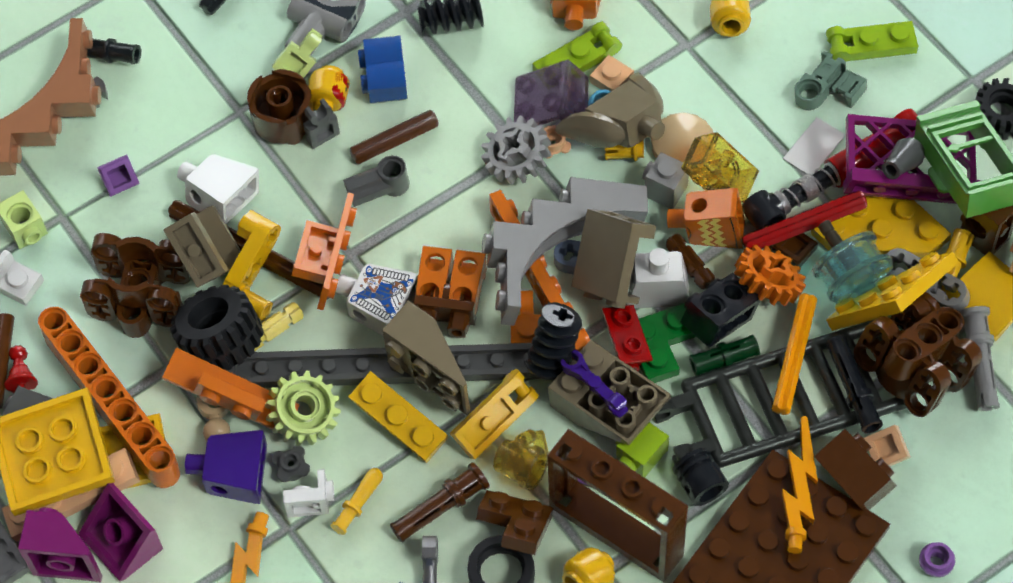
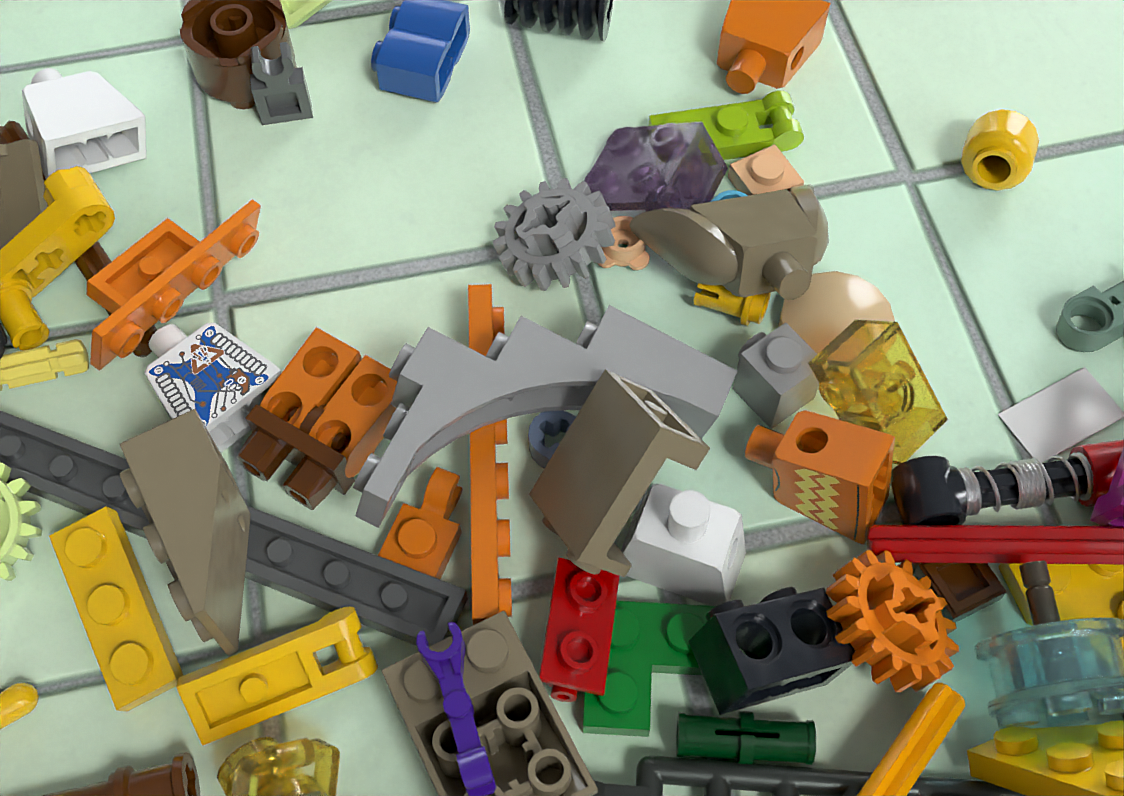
camera: 20 degrees right, 0 degrees up
(329, 84) = (326, 45): yellow head -> none
(377, 182) = (331, 202): dark grey piece -> none
(394, 136) = (384, 148): reddish brown axle -> none
(553, 340) = (429, 584): black piece -> none
(692, 261) = (760, 533): reddish brown axle -> none

